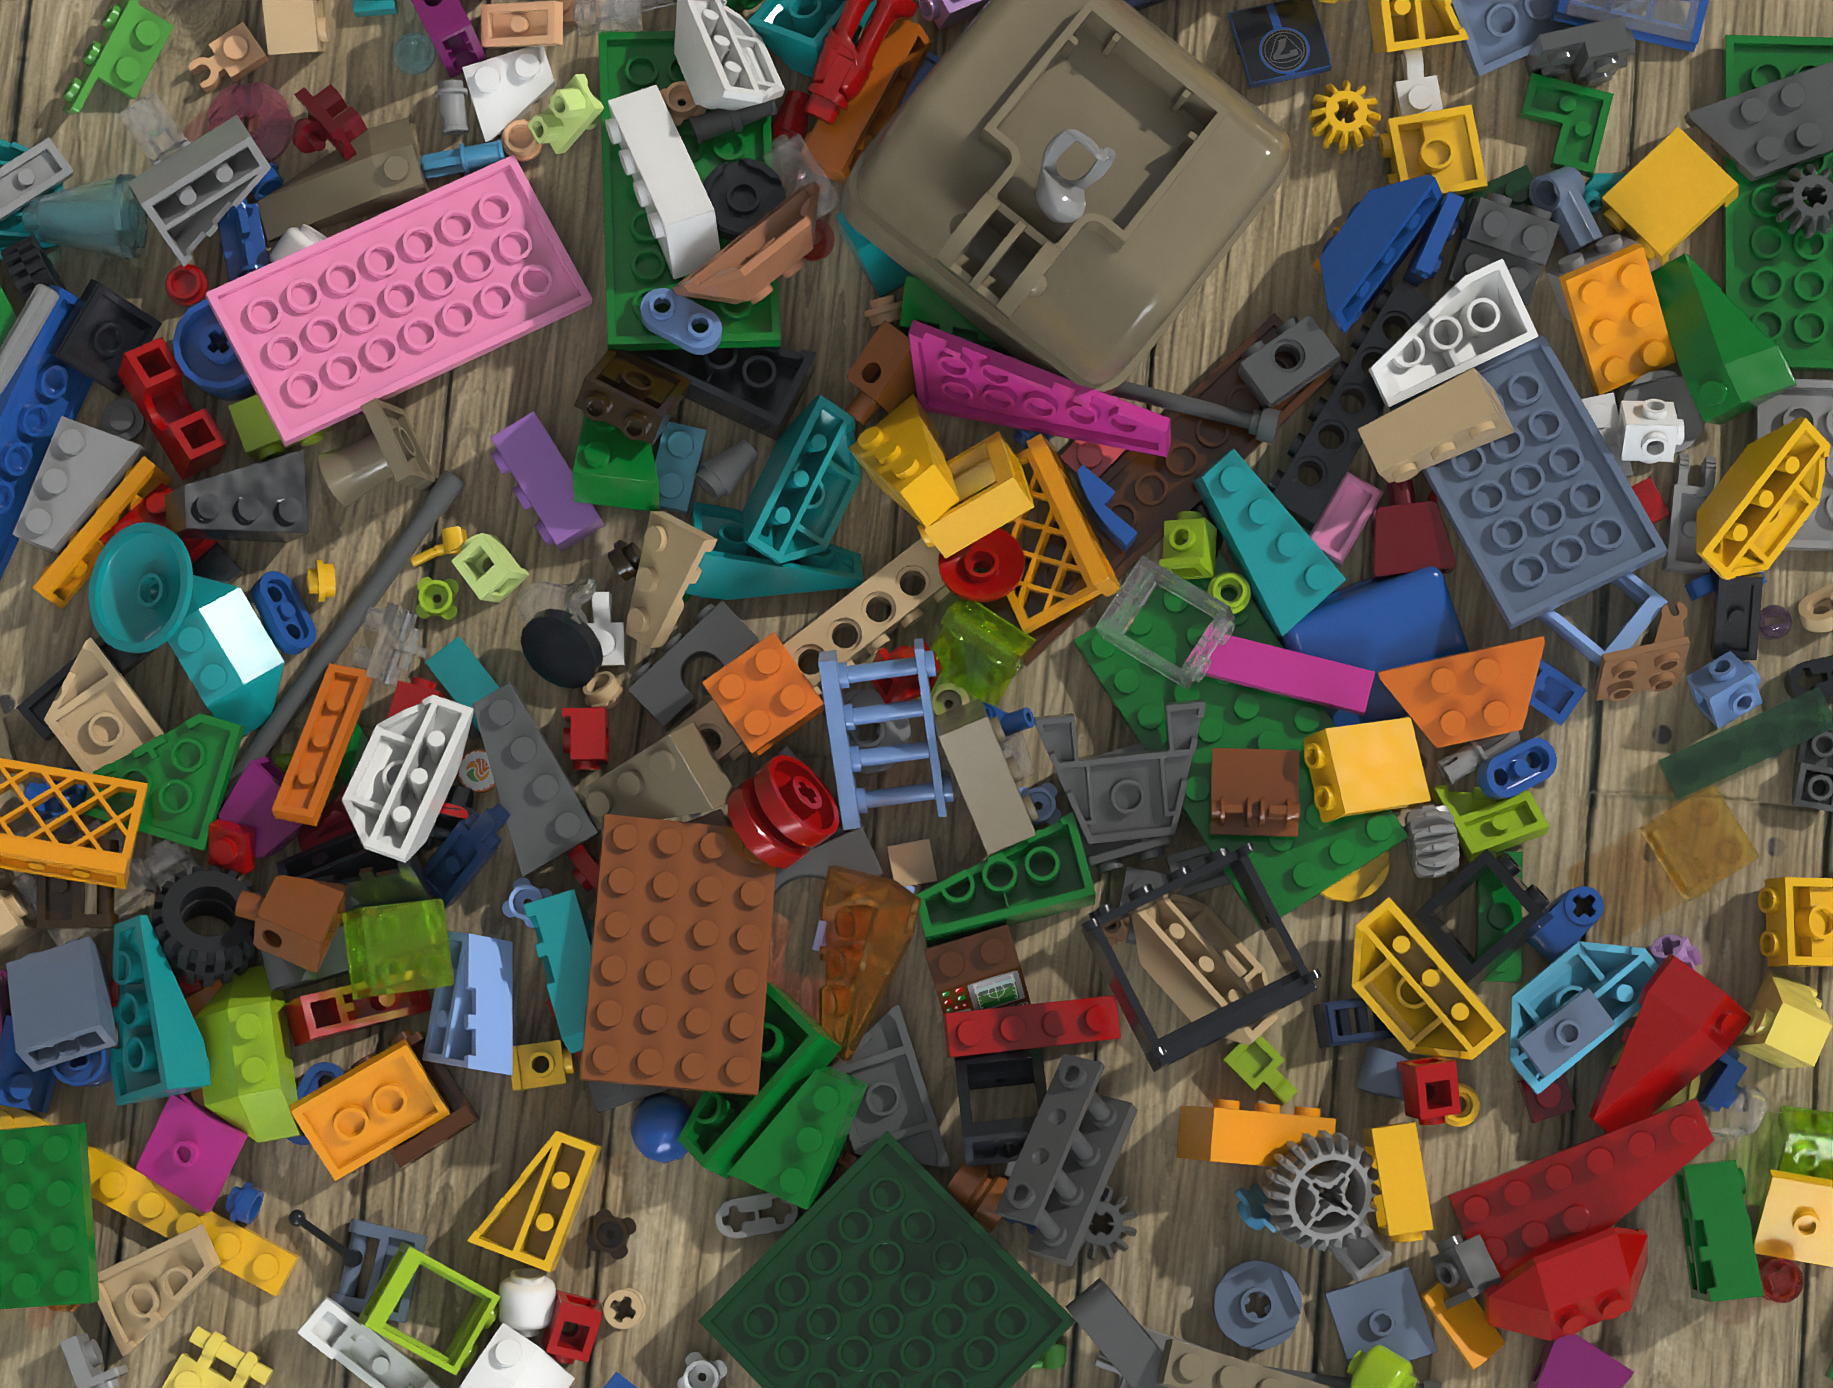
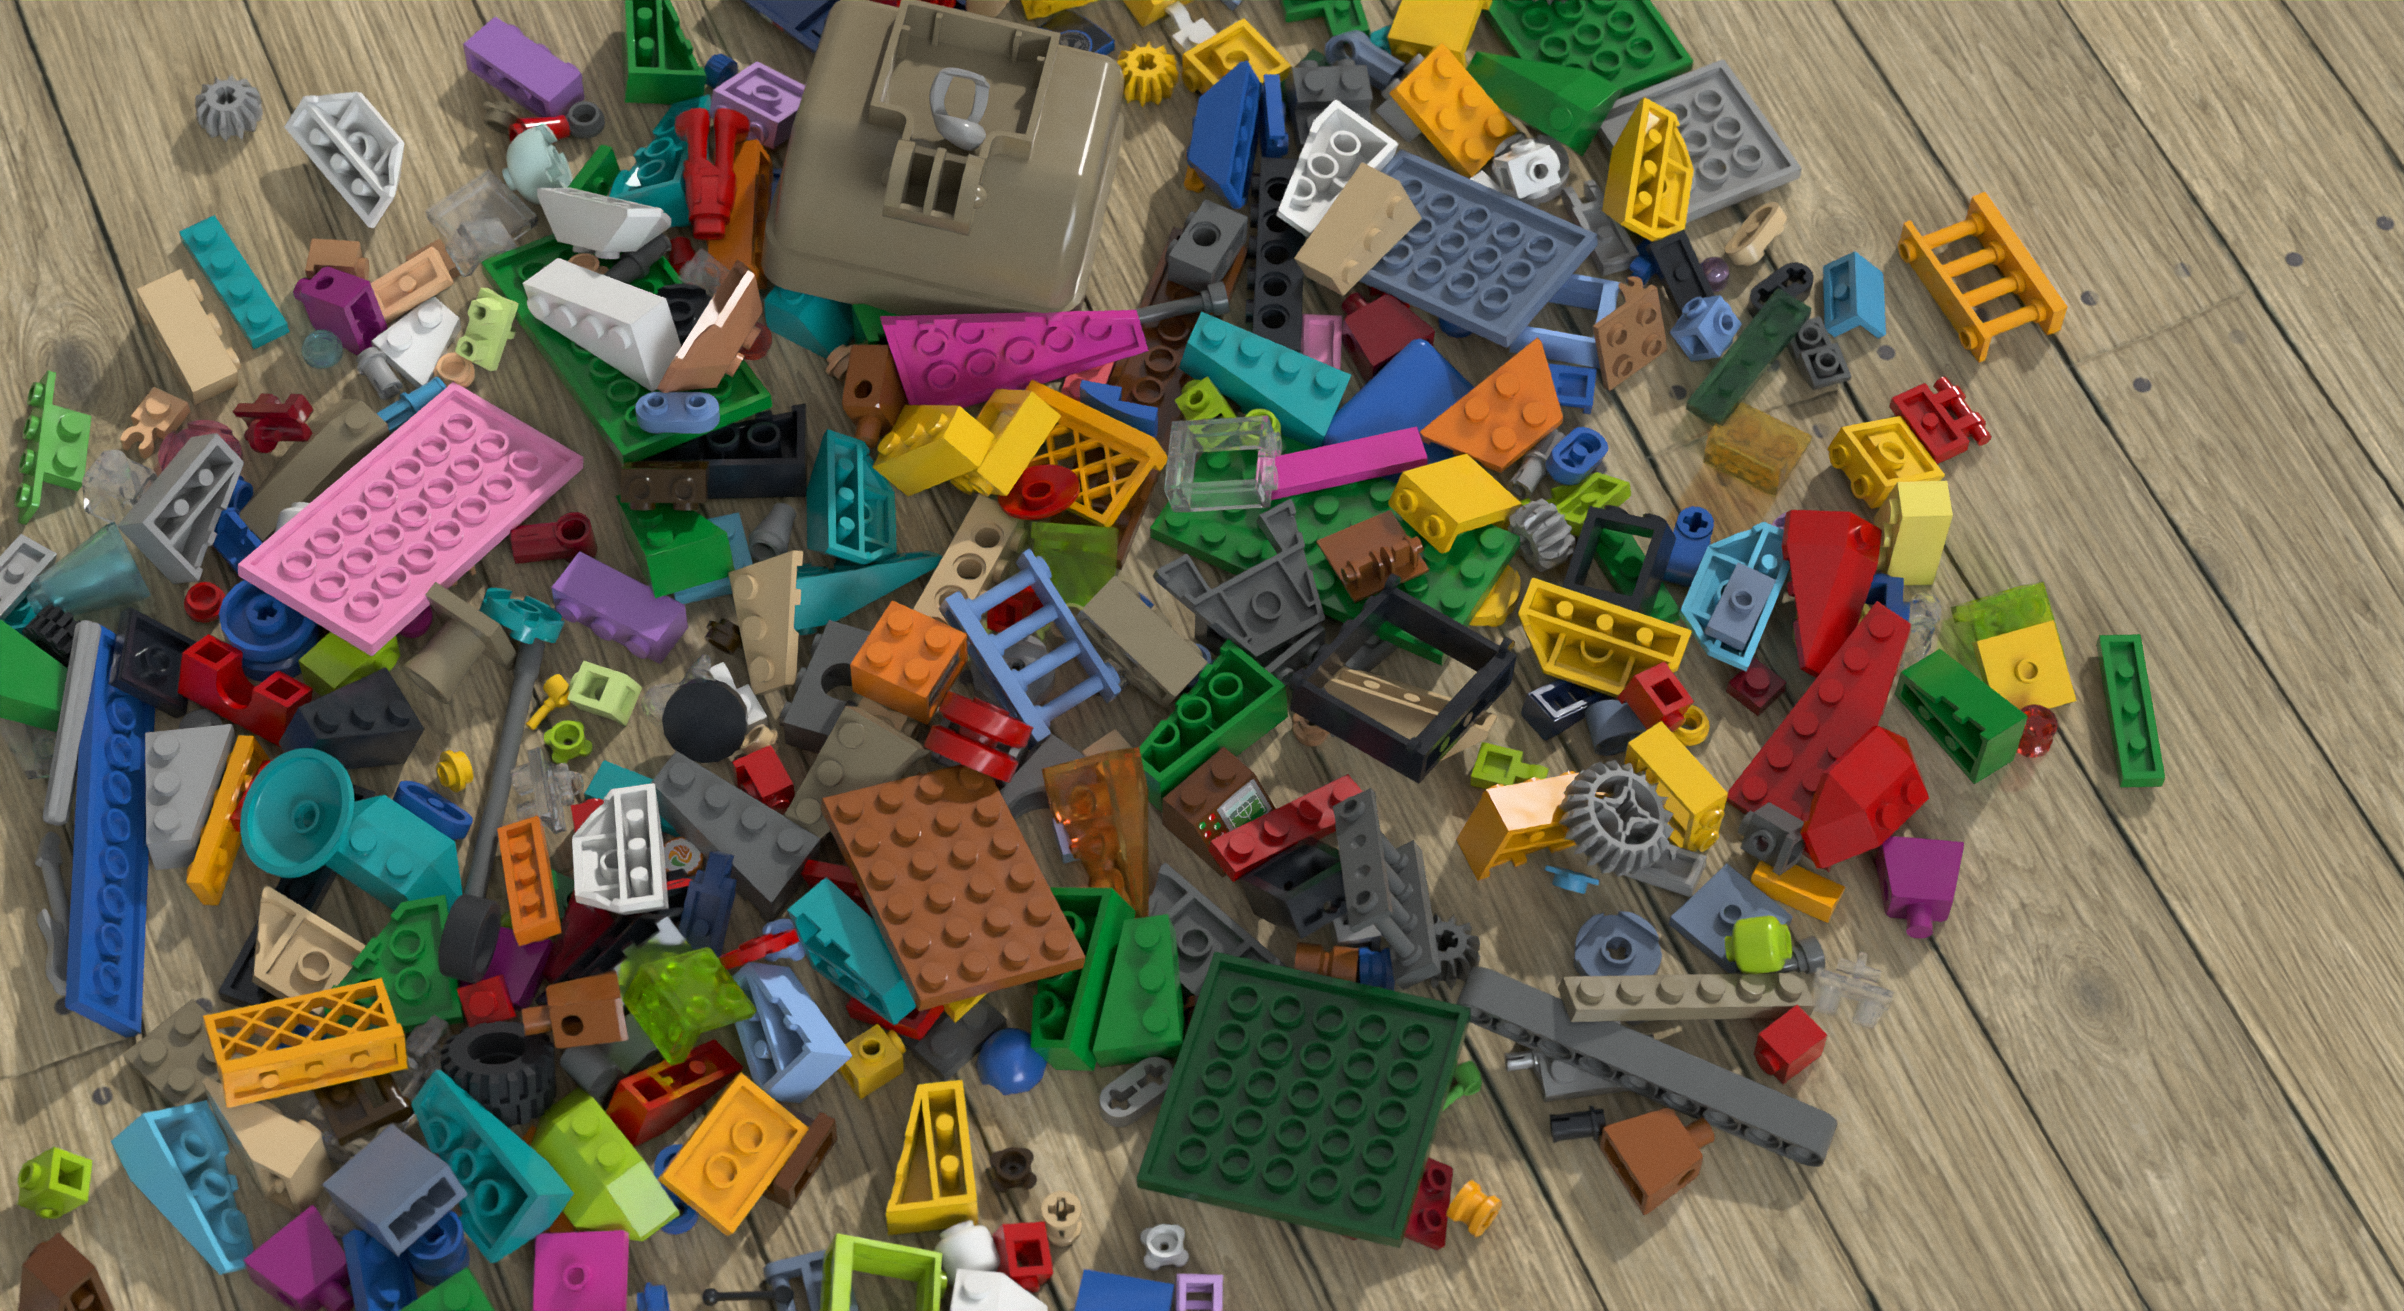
camera: 35 degrees left, 25 degrees down
(231, 795) = (469, 938): none -> black tyre
(432, 446) = (525, 618): none -> teal plate
(486, 921) = (759, 948): none -> red wheel
(520, 376) = (554, 539): none -> dark red piece

